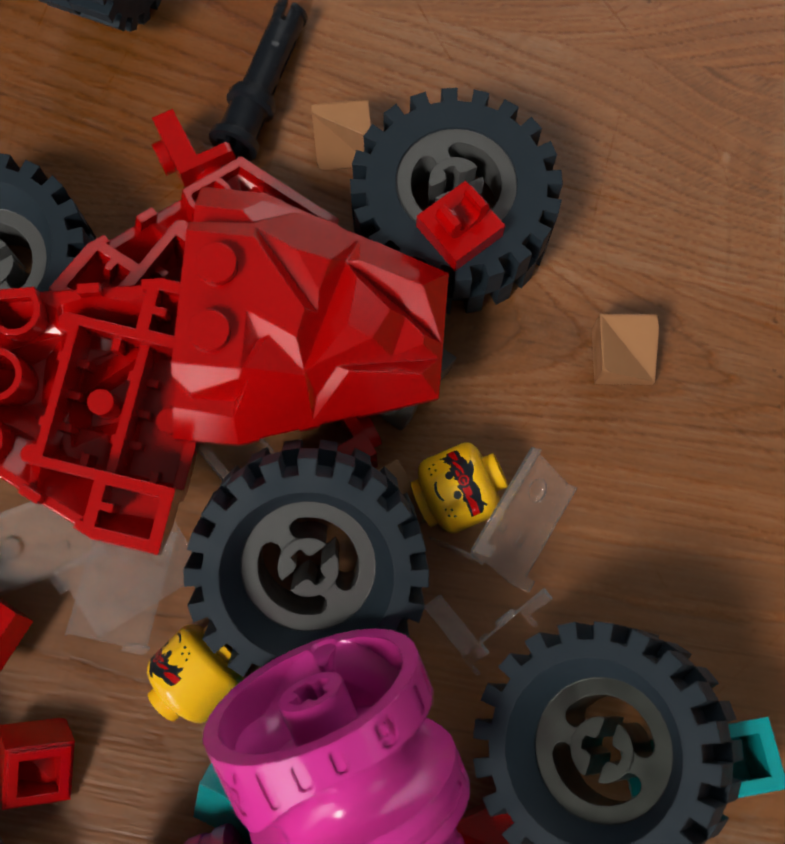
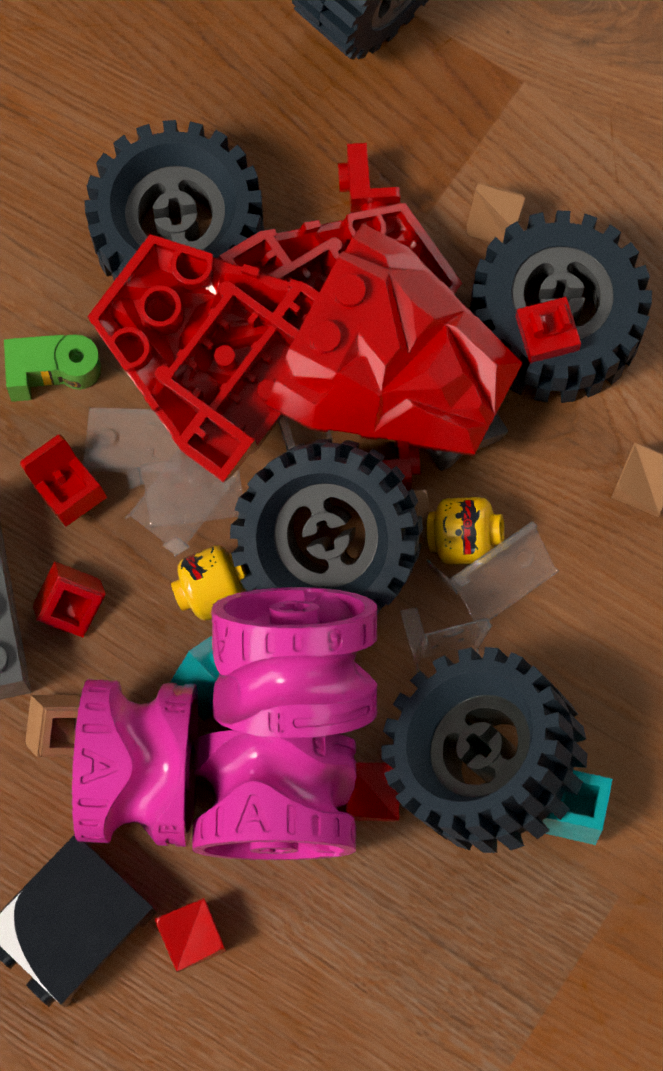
camera: 25 degrees right, 0 degrees up
(252, 99) = (434, 155): black pin -> none

